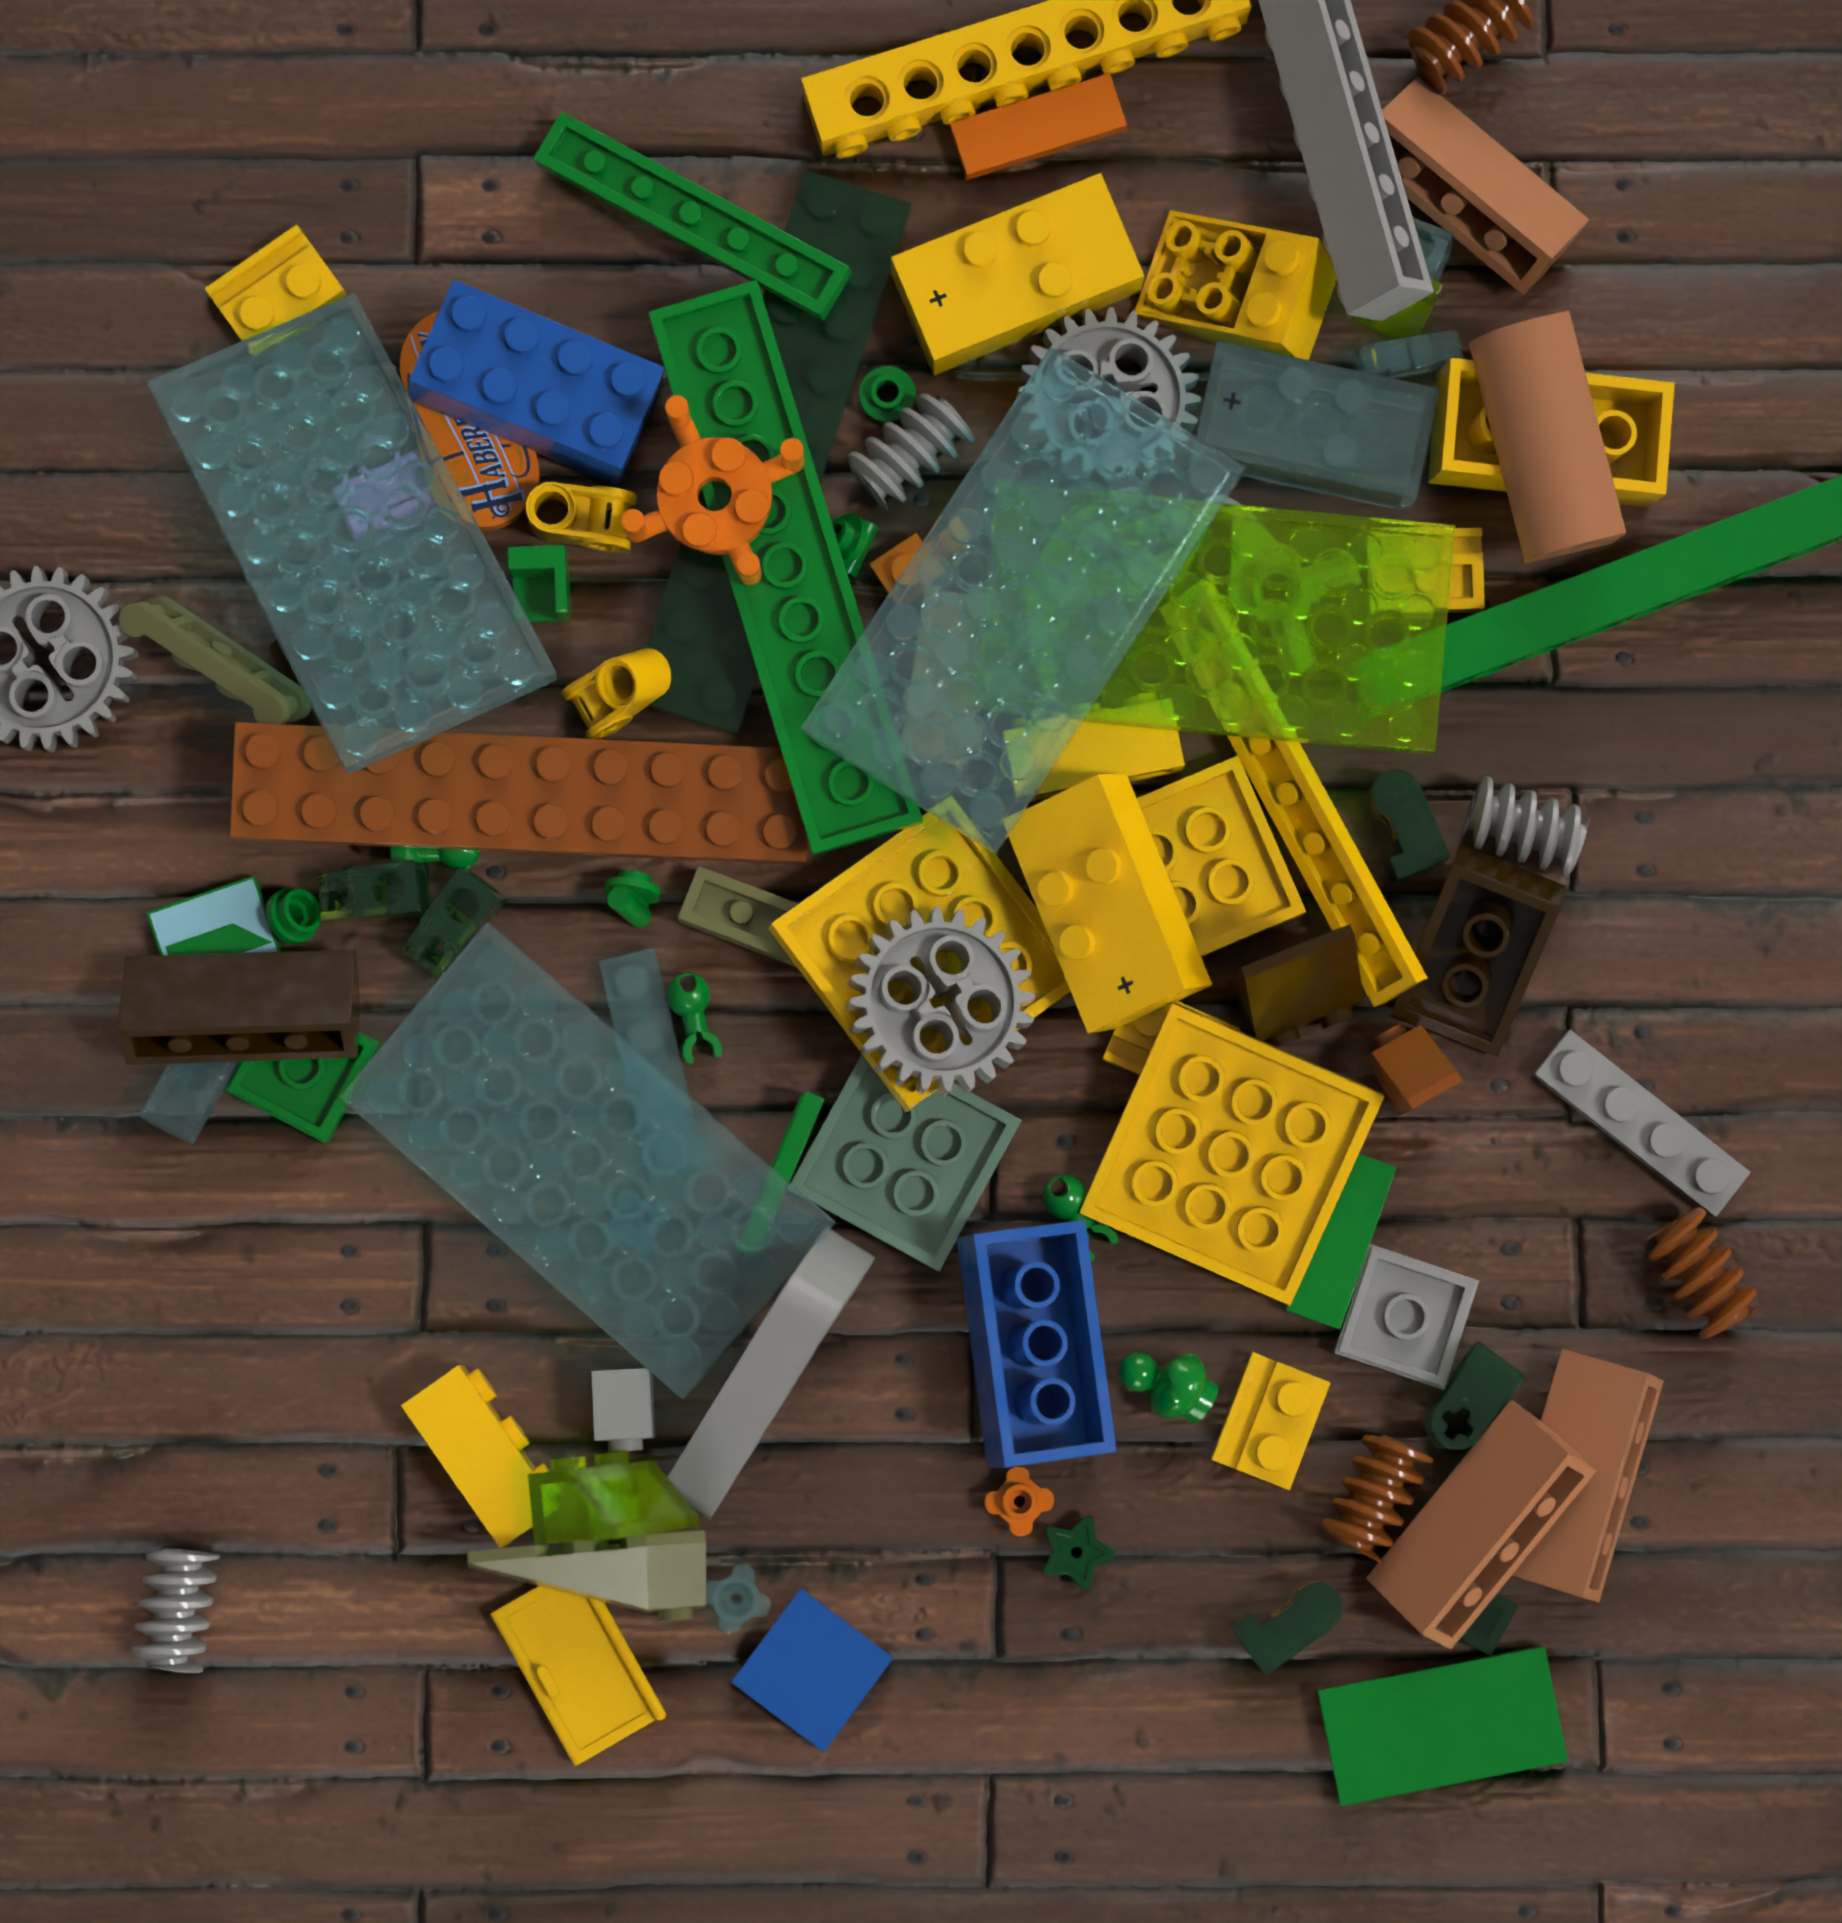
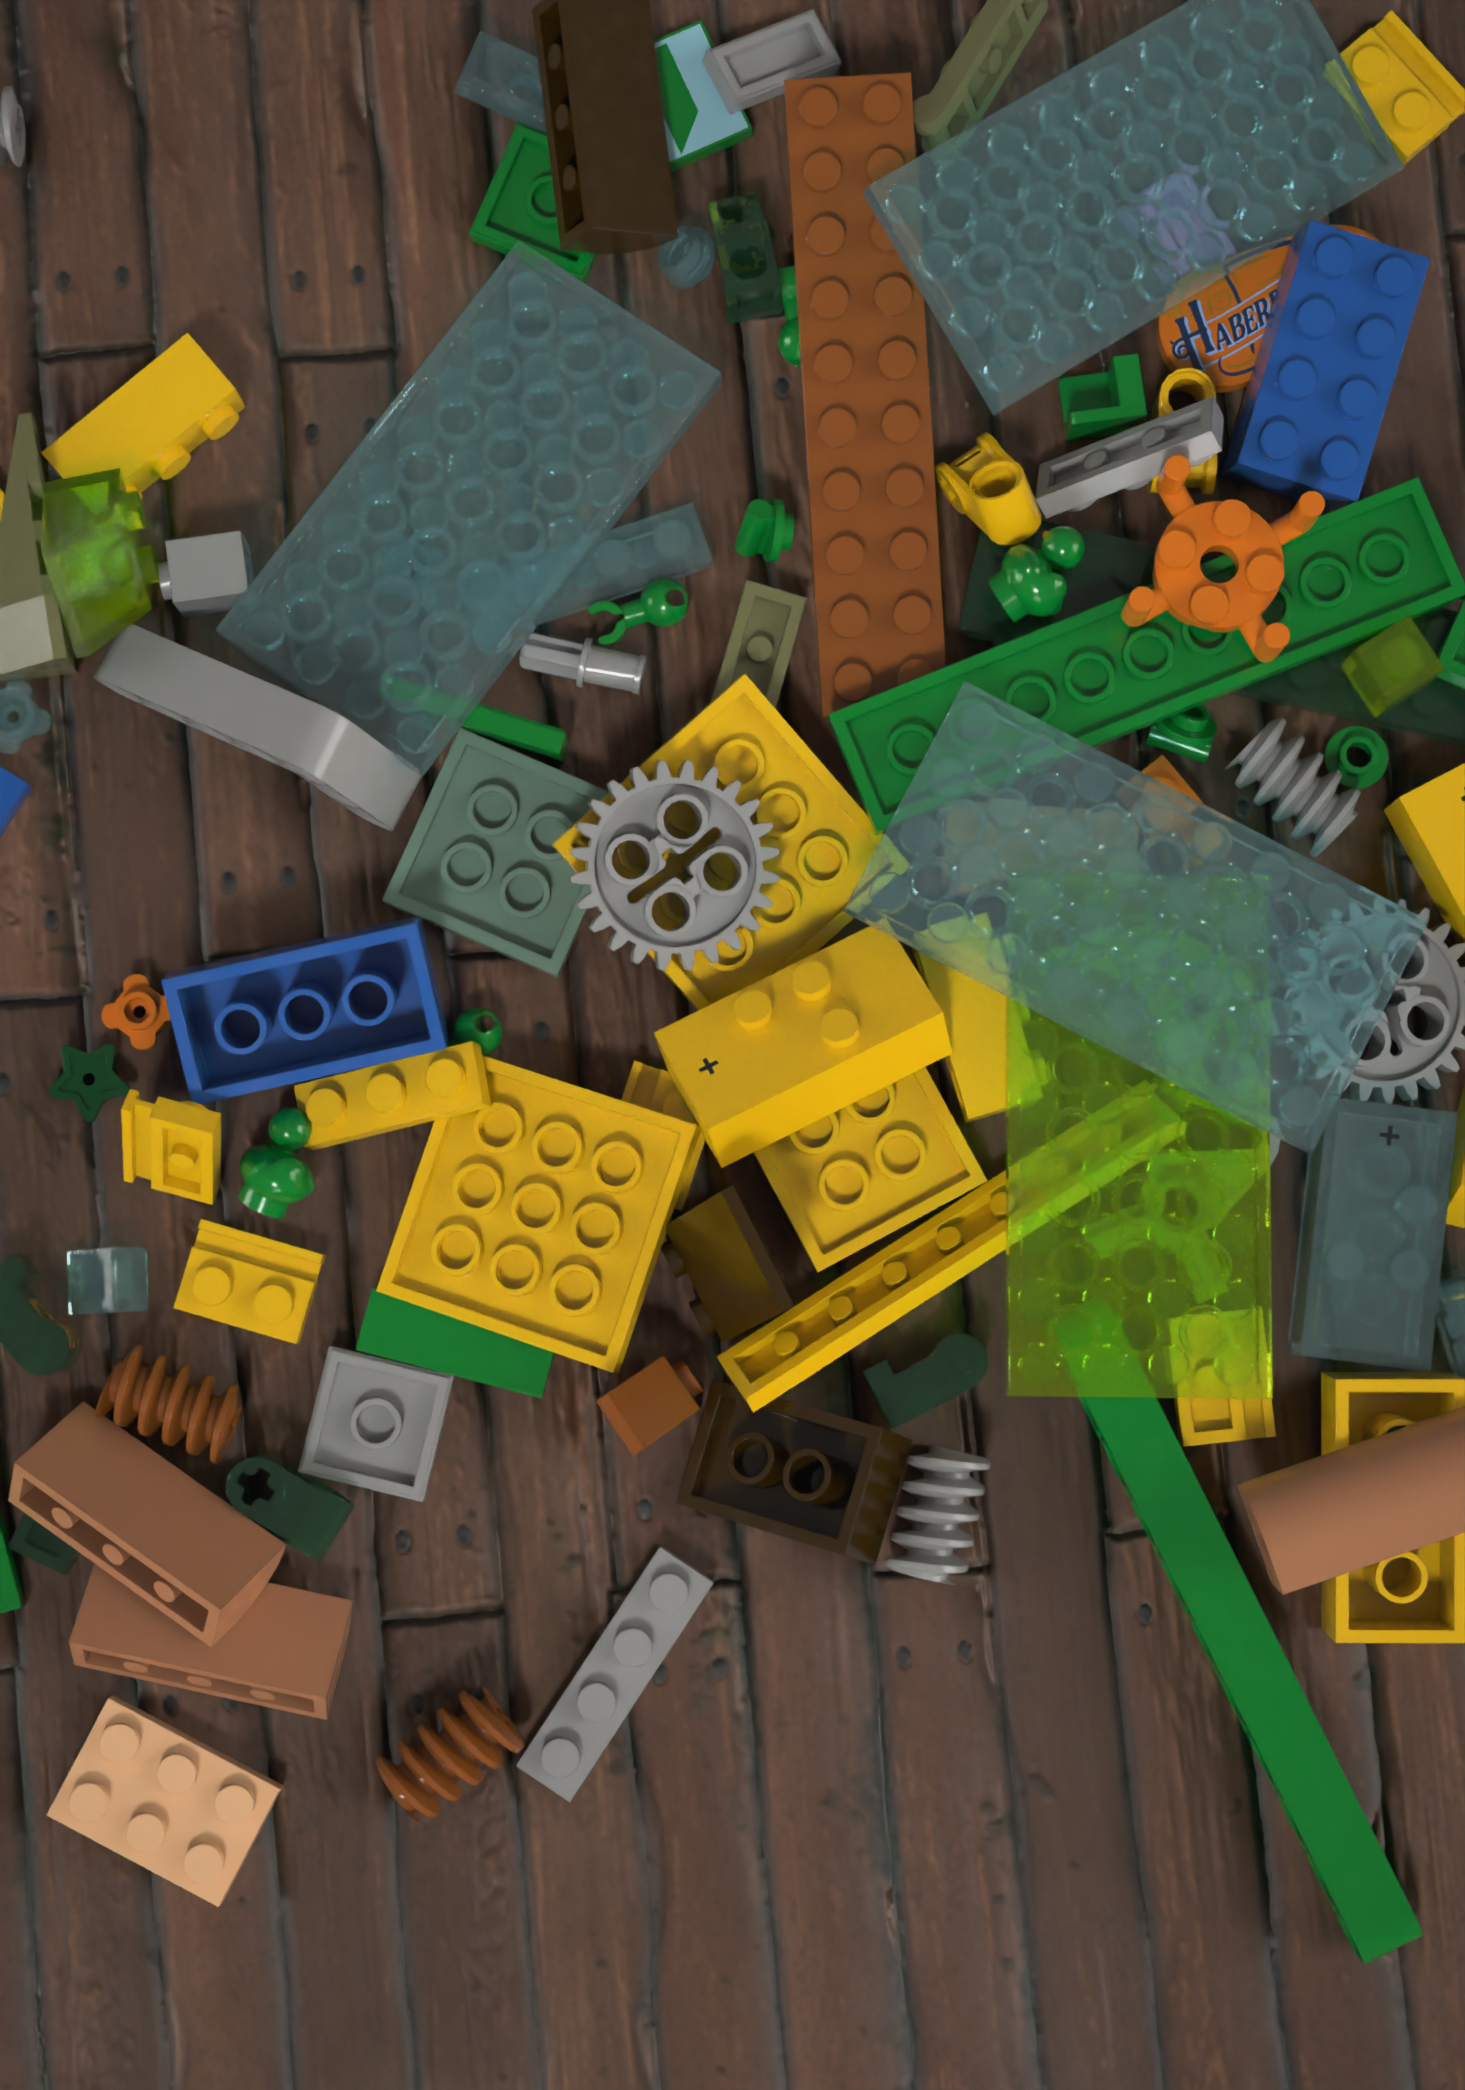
camera: 90 degrees right, 0 degrees up
(193, 851) = (758, 63): none -> light grey tile
(293, 915) = (720, 185): green plate -> none
(373, 942) = (687, 257): none -> clear light blue plate
(453, 921) = (725, 340): clear green leg -> none
(605, 563) = (1129, 458): none -> light grey plate
(703, 665) = (1027, 578): none -> green animal
(737, 1070) = (583, 662): none -> light grey axle
(817, 353) = (1392, 666): none -> clear neon green brick
(1118, 1272) = (394, 1095): none -> yellow plate
(1148, 1474) = (172, 1146): none -> yellow plate
(1258, 1550) = (107, 1280): none -> clear light blue slope
(1722, 1531) = (165, 1800): none -> light nougat plate

